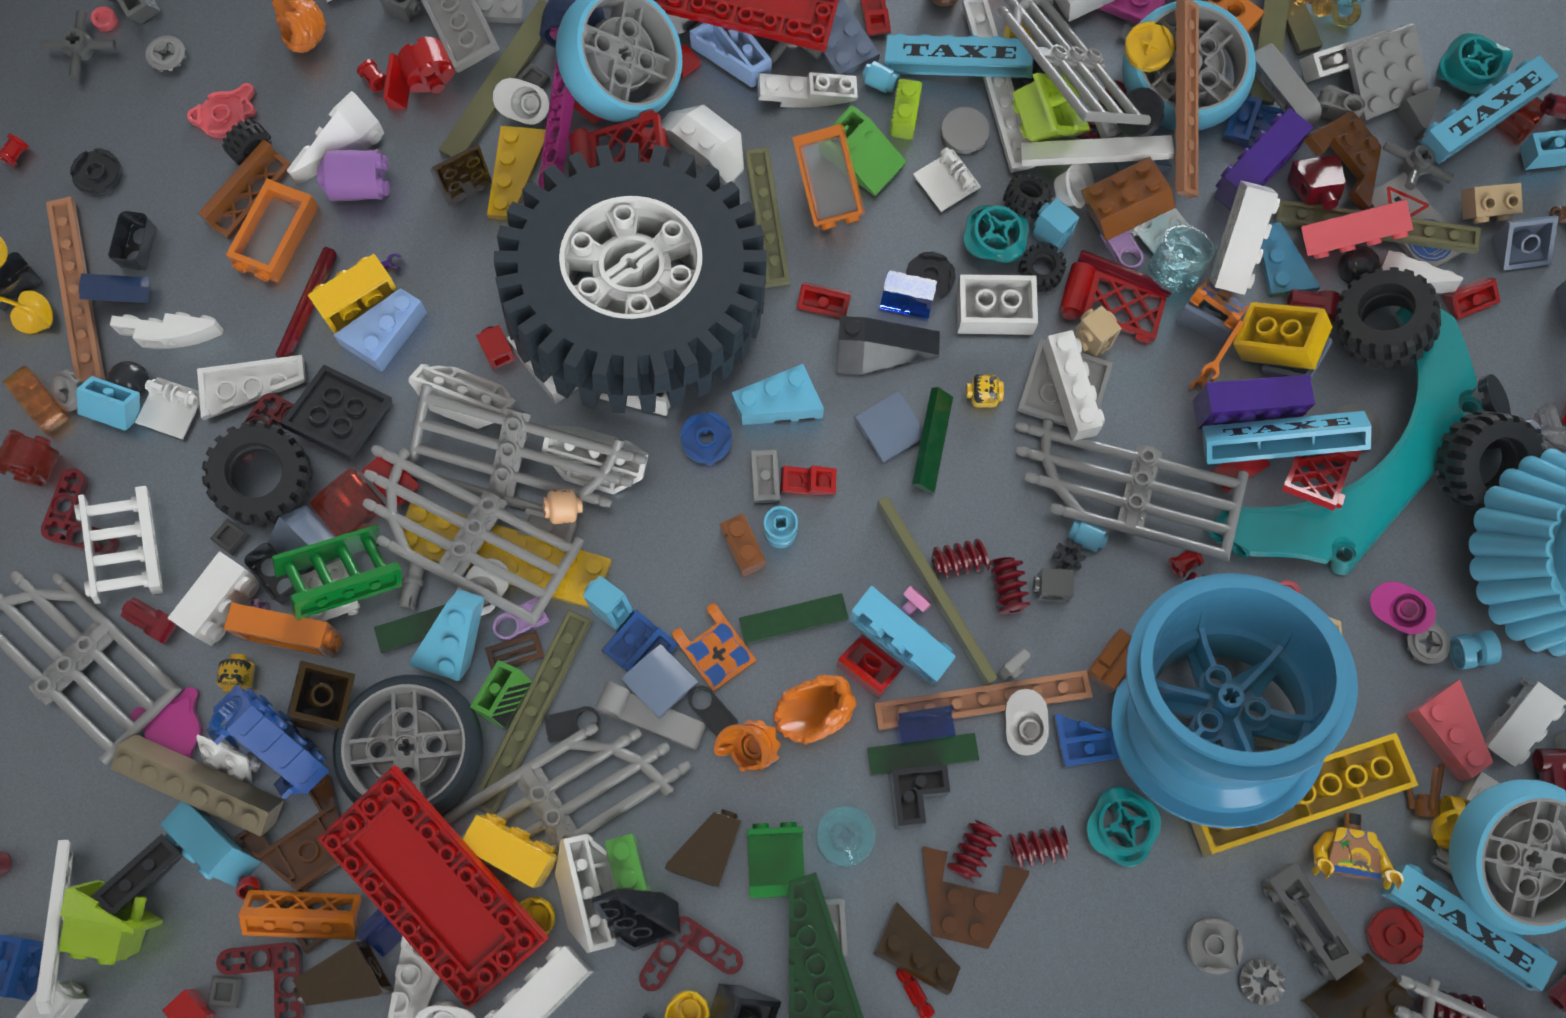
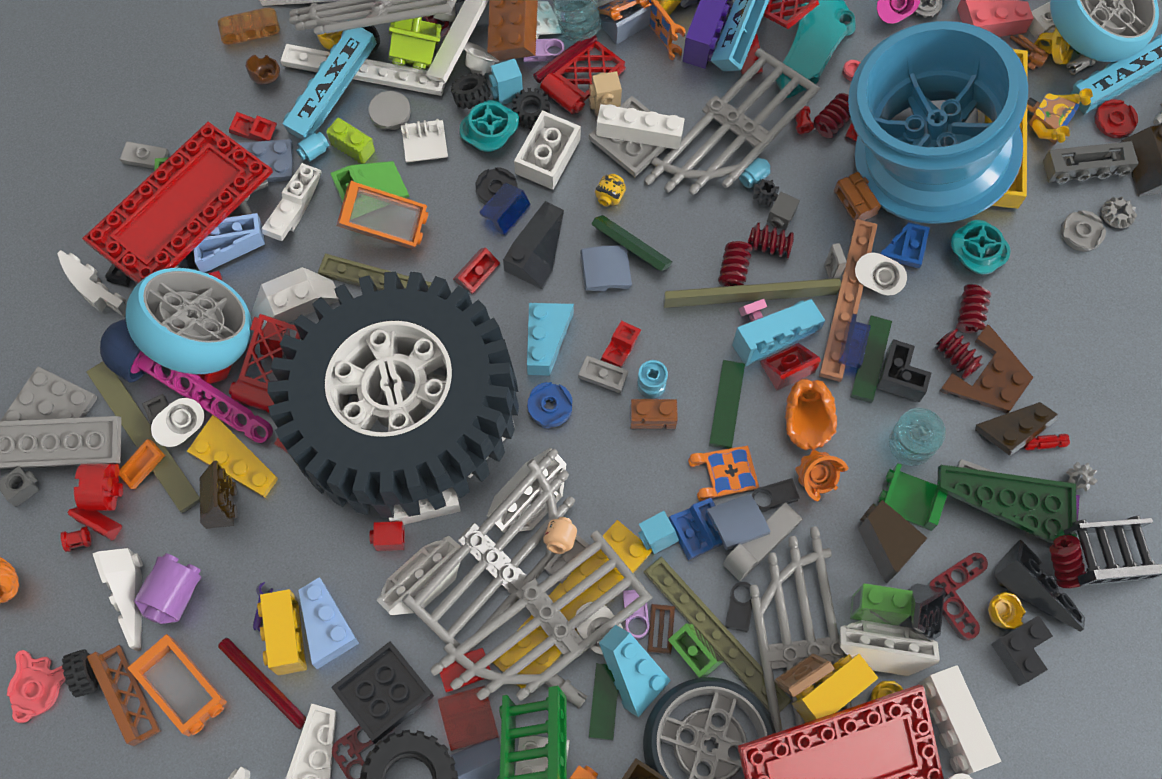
camera: 65 degrees left, 5 degrees down
(469, 92) = (141, 464): none -> orange tile
(512, 811) = (804, 674): none -> medium nougat tile

